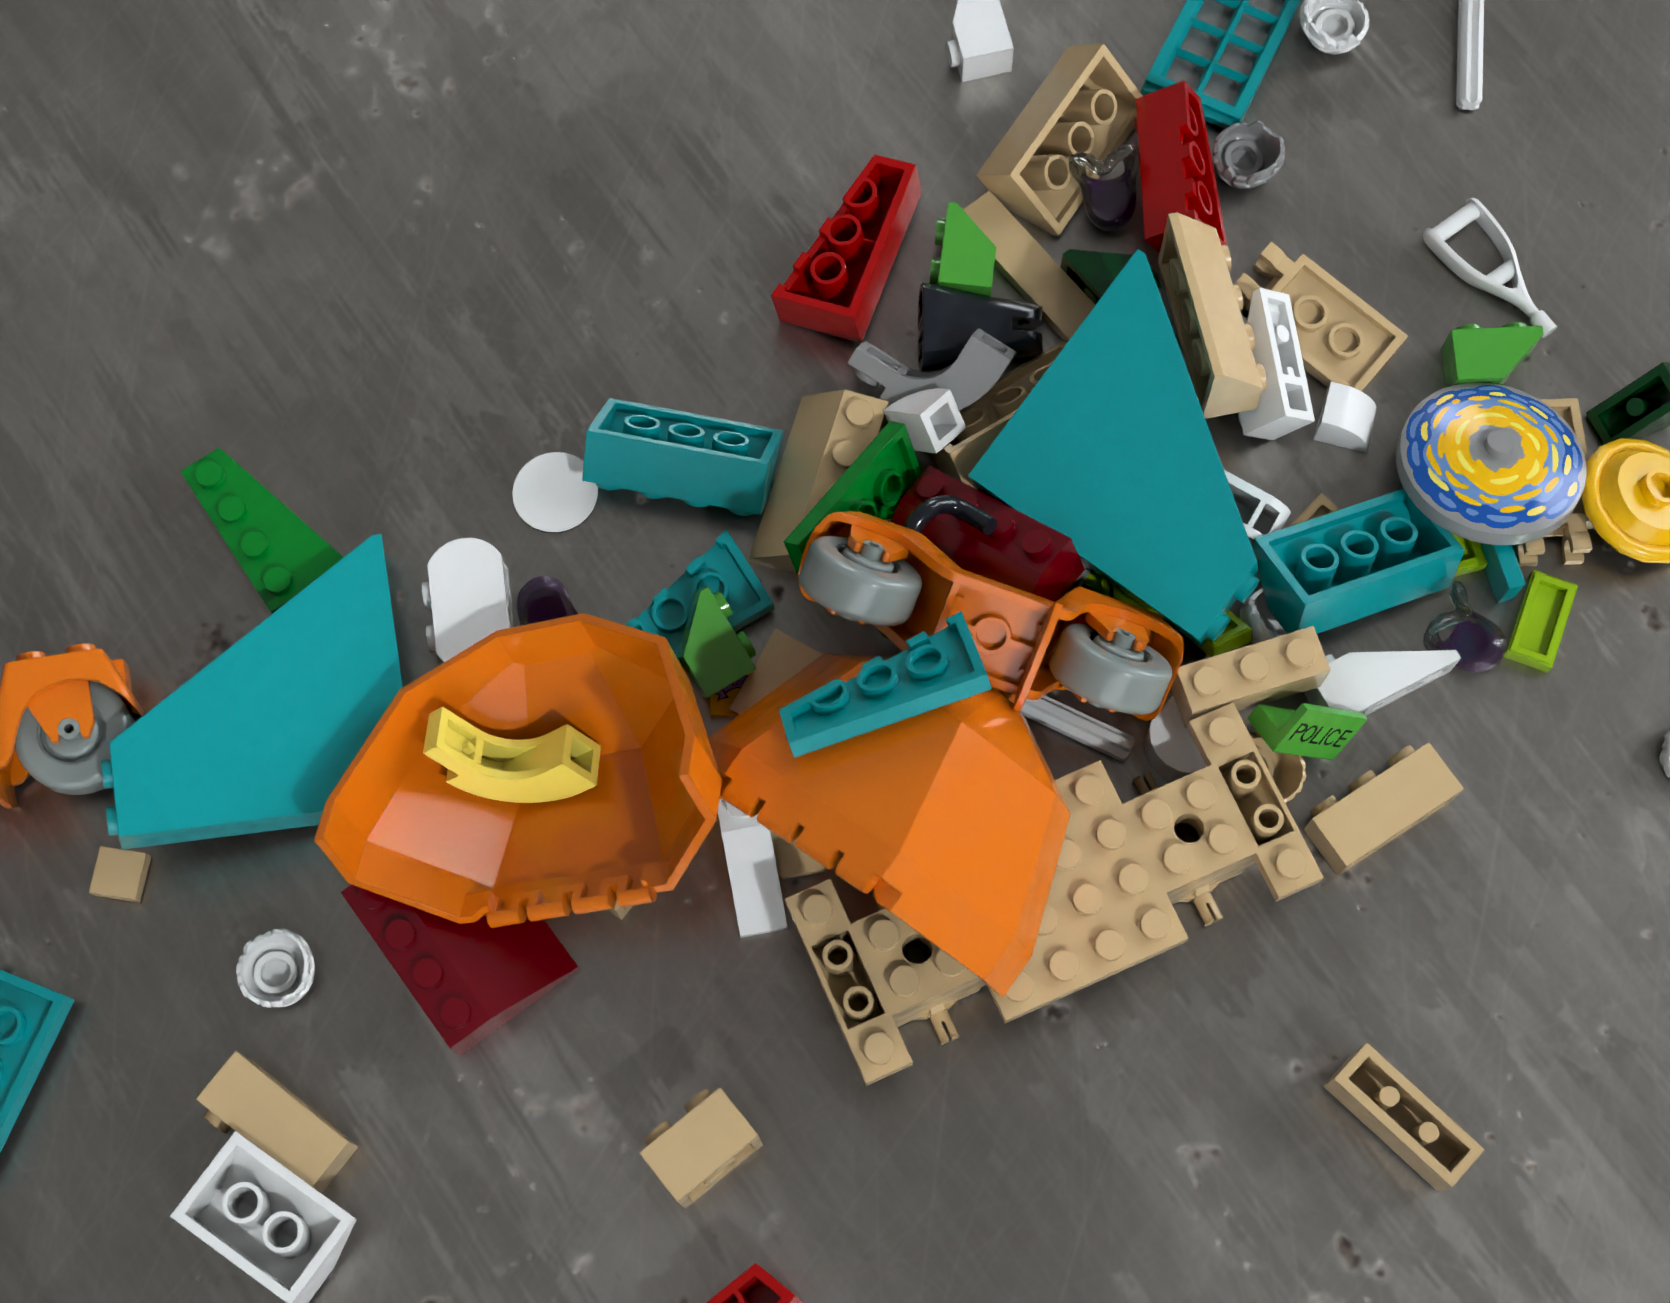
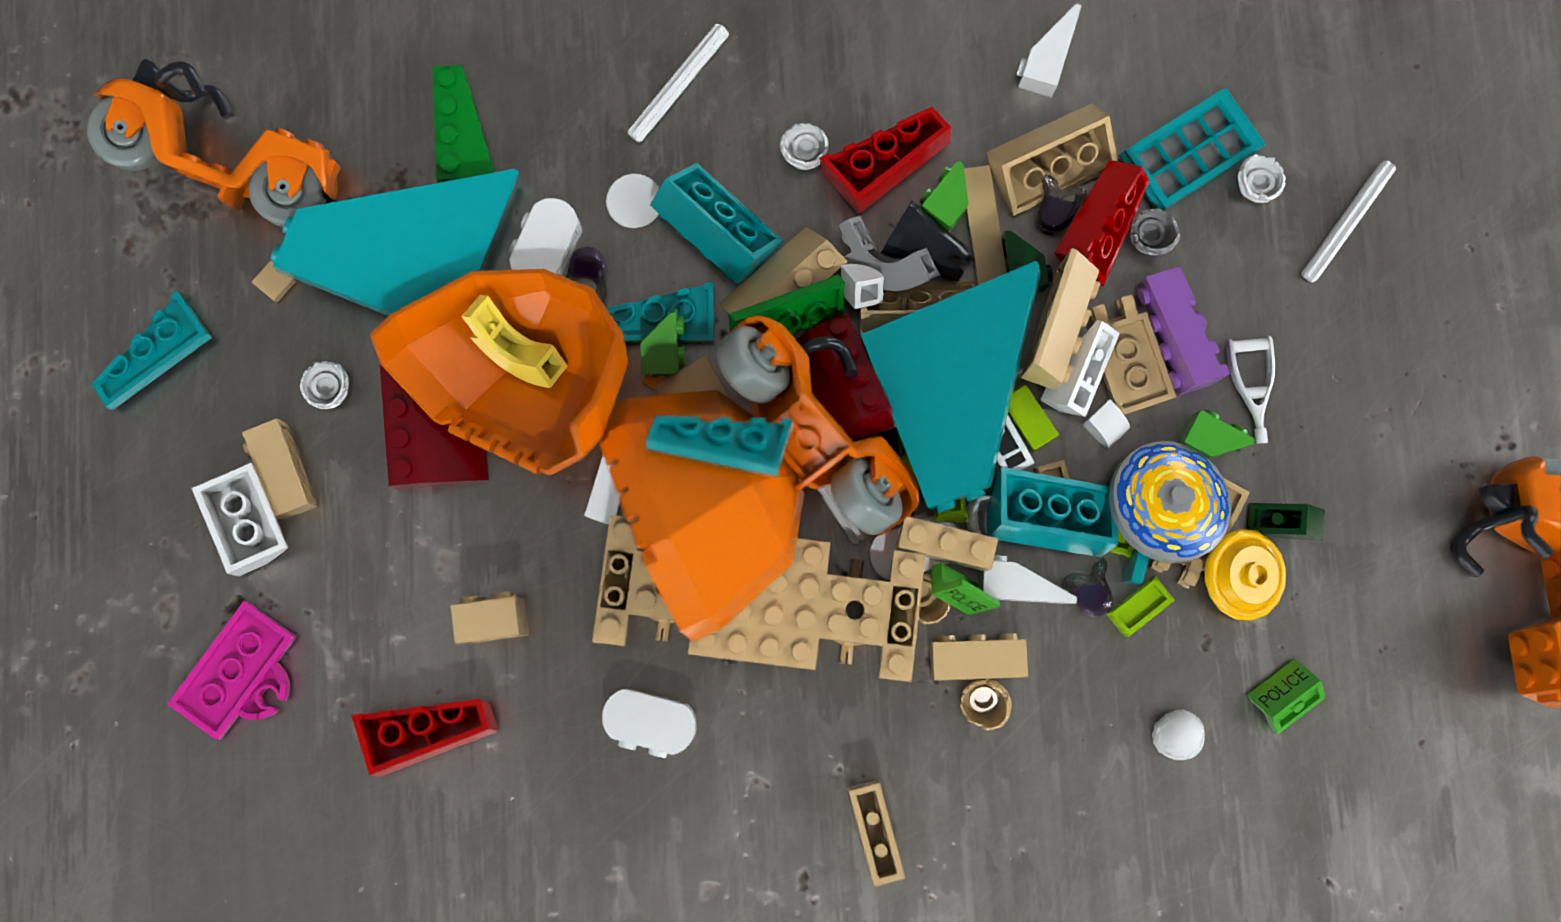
camera: 25 degrees right, 10 degrees up
(523, 313) = (678, 83): none -> white axle
(739, 296) = (804, 146): none -> white hair
(1004, 1158) = (649, 722): none -> white brick
(1252, 464) = (1030, 419): none -> lime tile
(1363, 252) = (1180, 331): none -> medium lavender wedge
(1432, 859) = (986, 704): none -> tan hair

